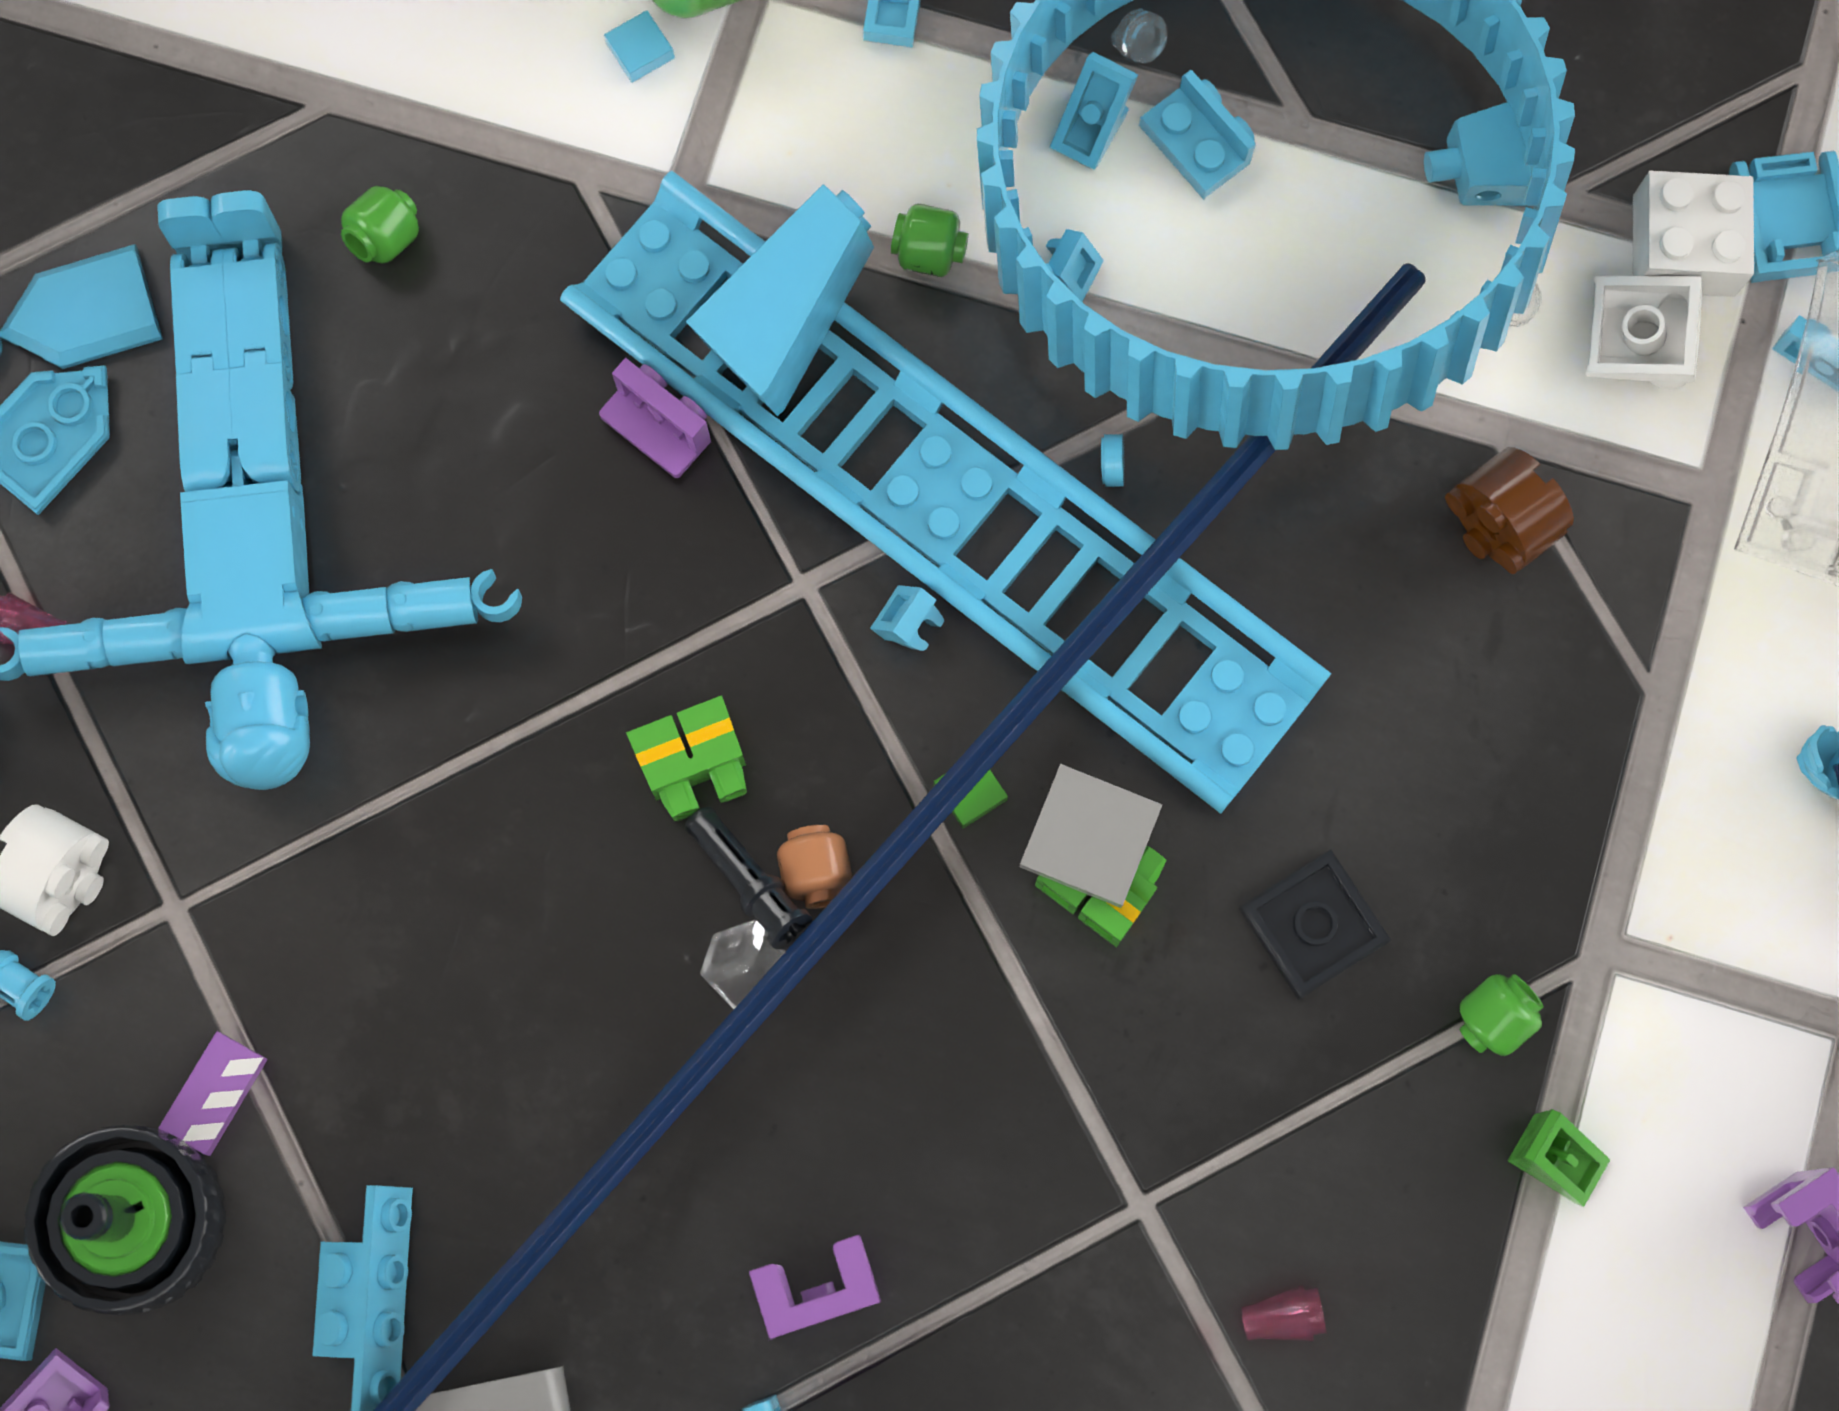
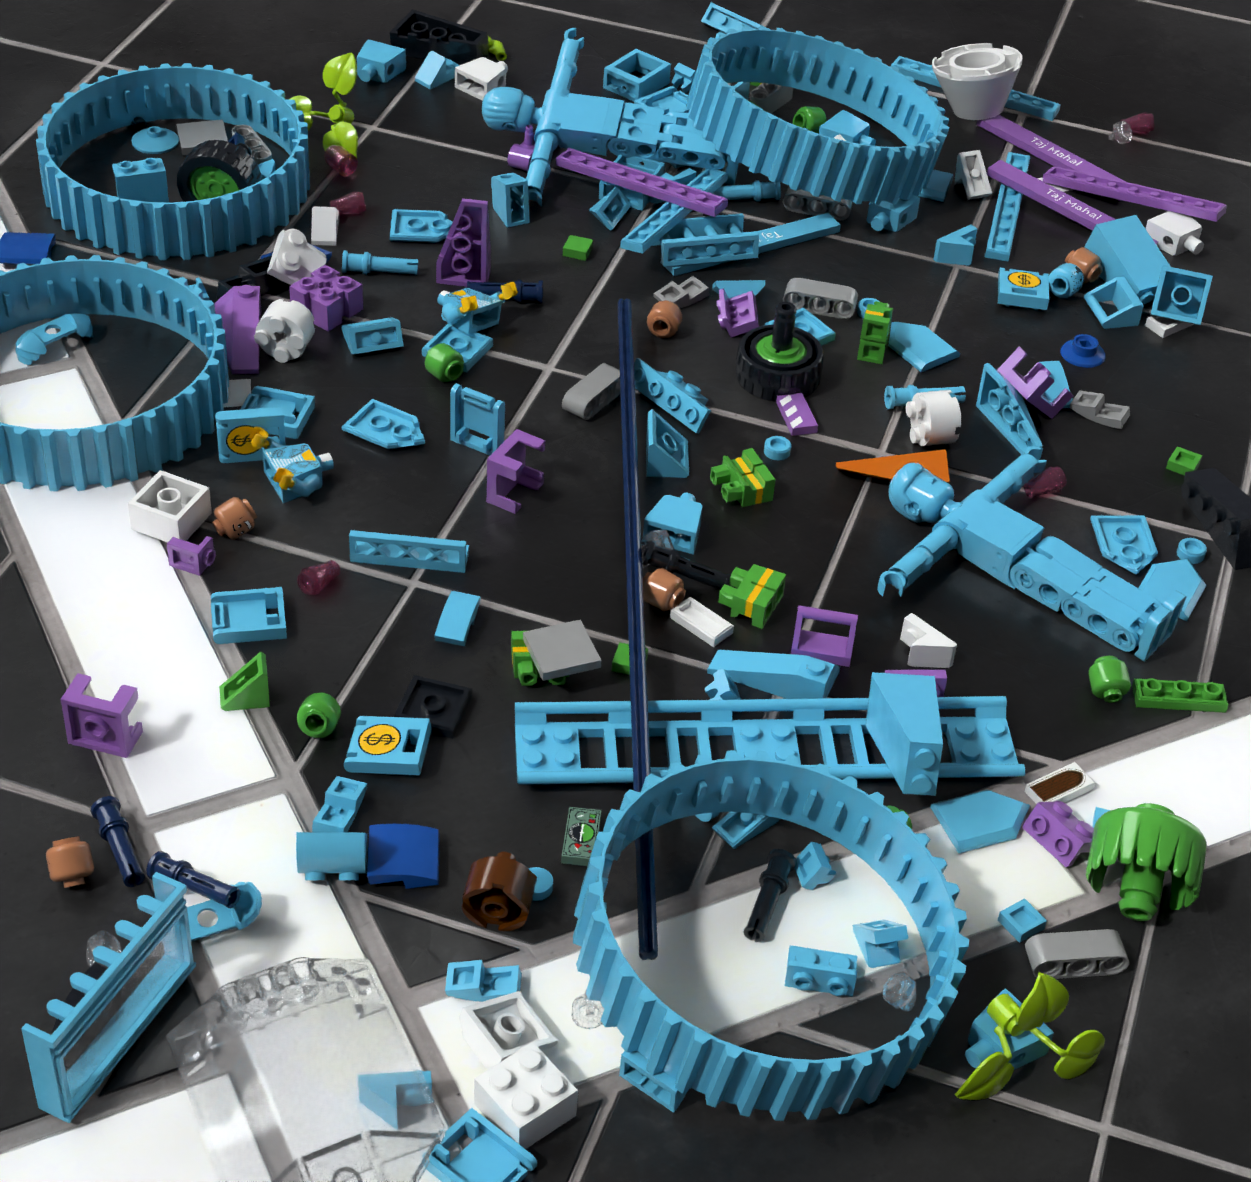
camera: 135 degrees right, 35 degrees down
(196, 817) = (887, 466): none -> orange wedge
(325, 160) = (1180, 695): none -> bright green tile
(325, 1042) = (777, 448): none -> medium azure tile
(470, 979) = (744, 479): none -> bright green hips
(512, 1169) = (665, 449): none -> medium azure slope
(552, 464) = (927, 644): none -> white slope
(632, 141) = (1060, 785): none -> tile
(654, 993) = (679, 517): none -> medium azure torso
(682, 593) = (820, 645): none -> medium lavender tile
(710, 75) = (1059, 831): none -> medium lavender bracket
(772, 173) = (980, 819): none -> medium azure tile
(781, 587) = (778, 674): none -> medium azure wedge
(802, 777) = (701, 621): none -> white tile
(1062, 406) = (740, 827): none -> medium azure slope
(1104, 1268) = (408, 551): none -> medium azure fence
(1141, 284) = (772, 883): none -> black pin
(1147, 1062) = (457, 618): none -> medium azure slope
(1306, 547) = (580, 835): none -> tile
(1424, 521) = (544, 883): none -> medium azure tile
(1446, 901) = (380, 745): none -> medium azure container
(1451, 1325) = (243, 618): none -> medium azure container
(1561, 689) = (403, 854): none -> blue slope
(1579, 839) = (340, 805): none -> medium azure slope
(1604, 433) = (476, 983): none -> medium azure slope
(1658, 754) = (331, 854): none -> medium azure brick

